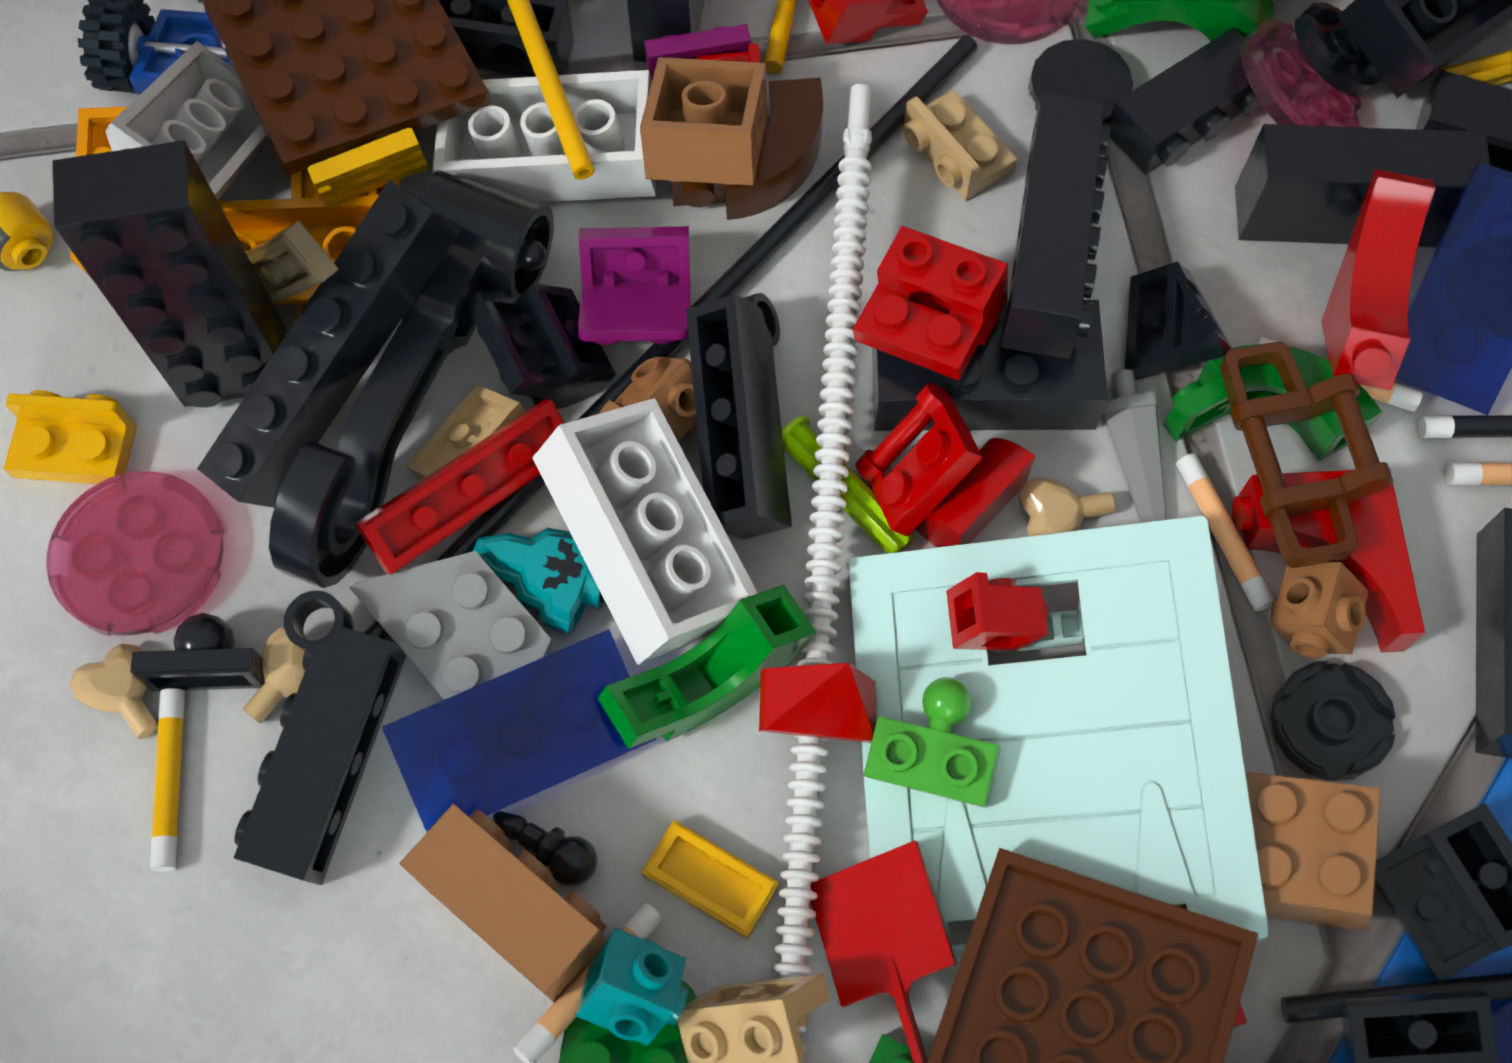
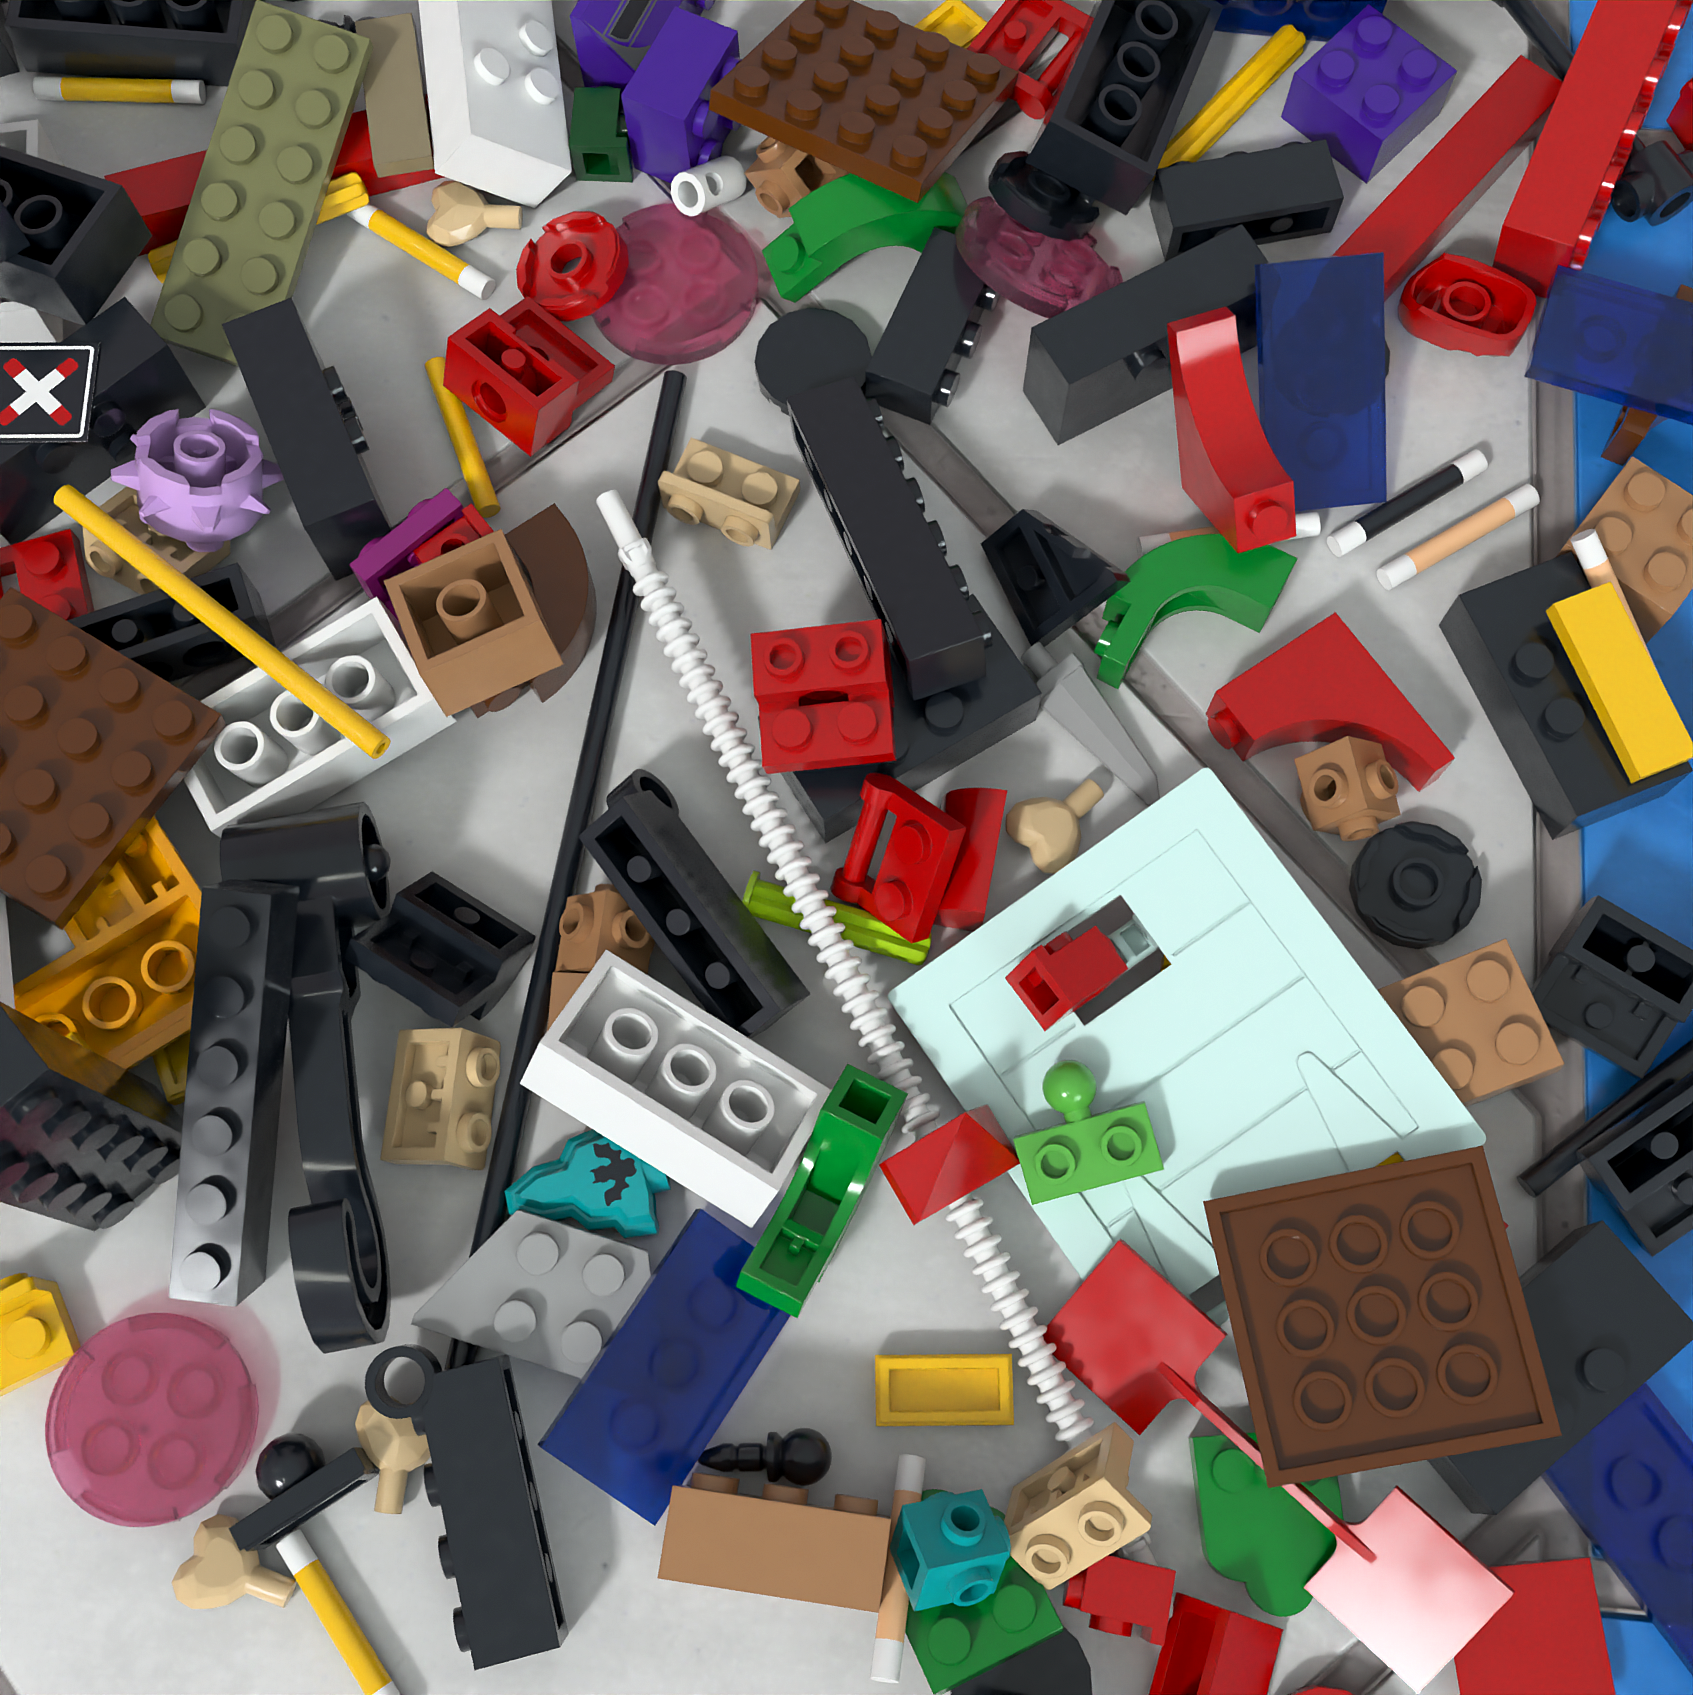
camera: 30 degrees left, 5 degrees up
(290, 262) = (141, 1031): dark tan tile -> none
(367, 167) = (145, 871): yellow tile -> none
(459, 490) = (464, 1151): red tile -> none
(634, 284) = (501, 835): magenta bracket -> none
(1225, 532) = (1216, 756): light nougat bar -> none
(1296, 405) = (1256, 704): reddish brown bar -> none

